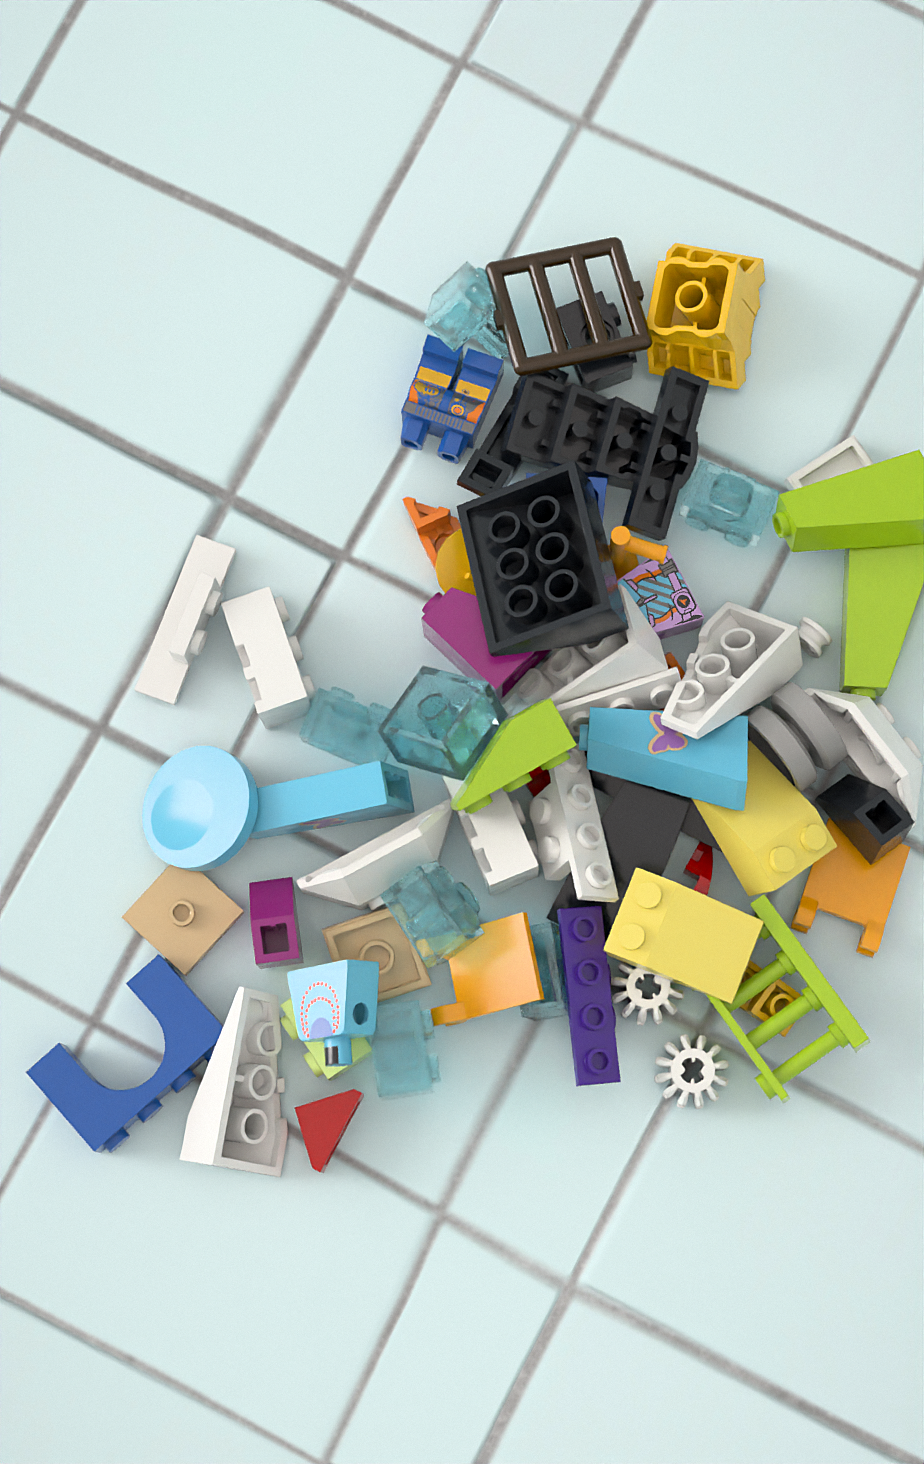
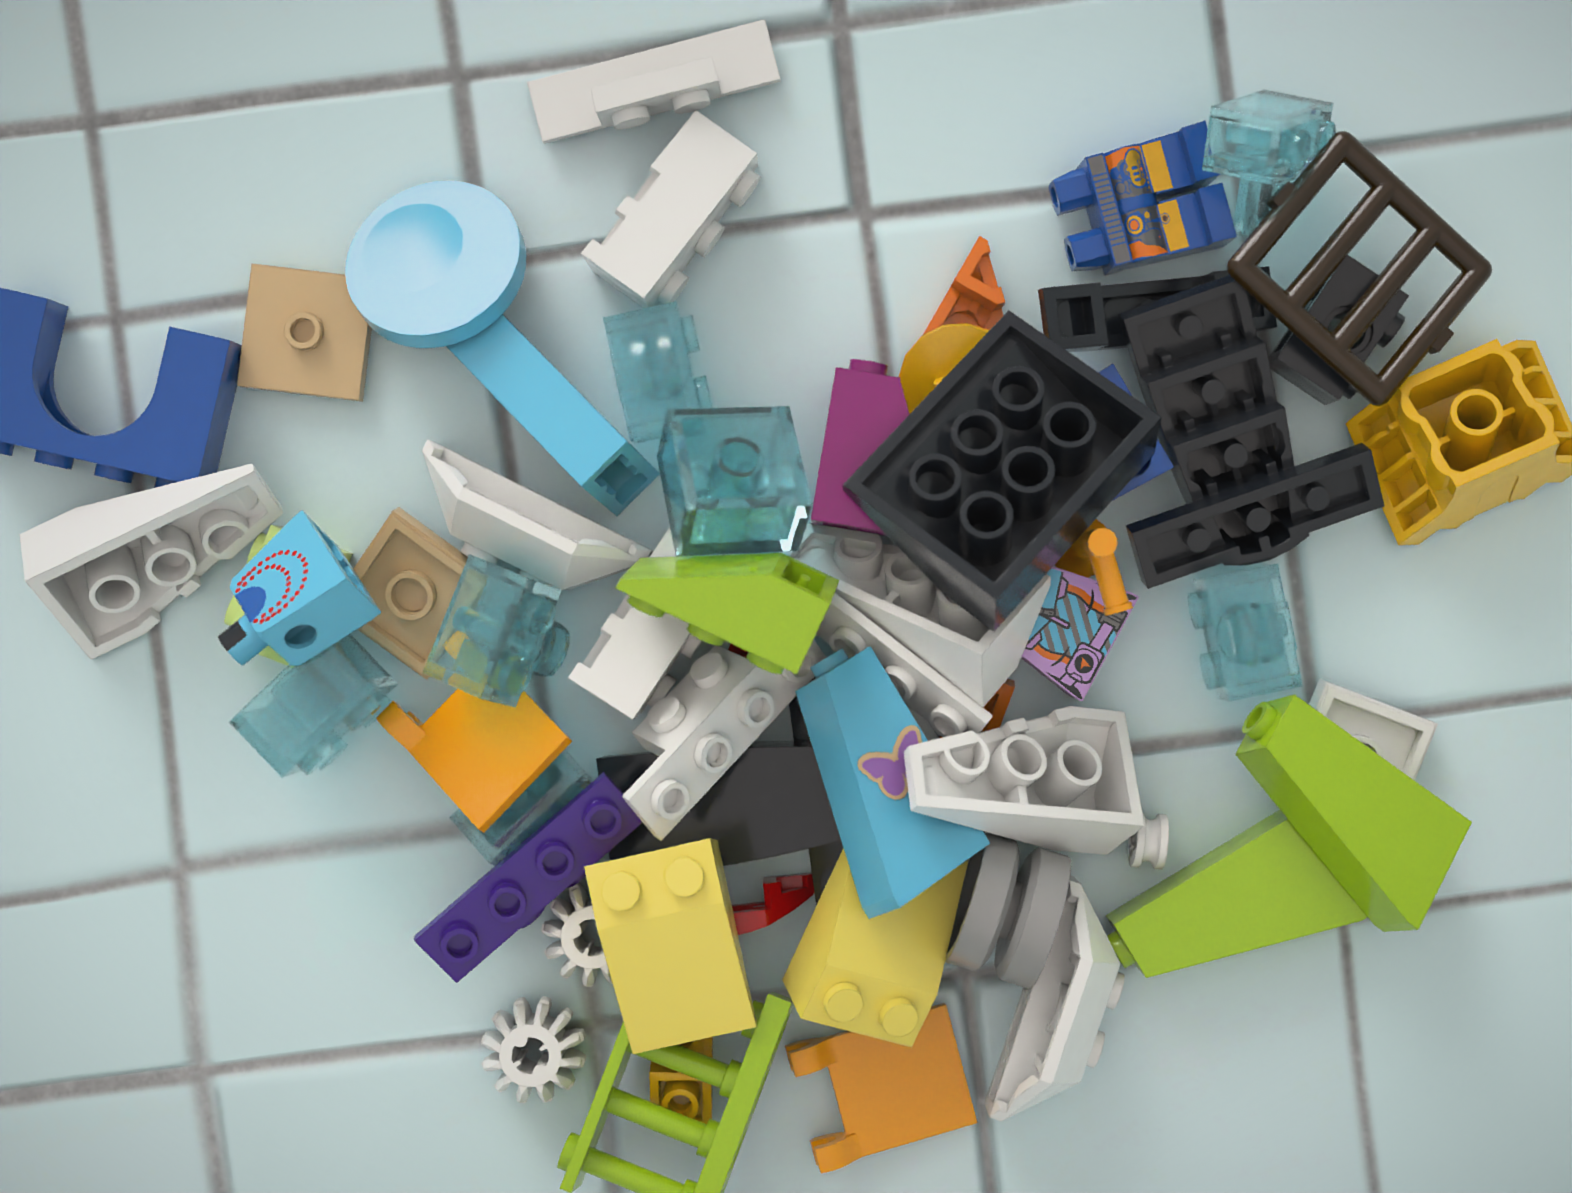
camera: 50 degrees right, 10 degrees up
(275, 923) = (365, 448): magenta slope -> none
(325, 1124) = (179, 668): red slope -> none
(866, 816) = (974, 1052): black slope -> none

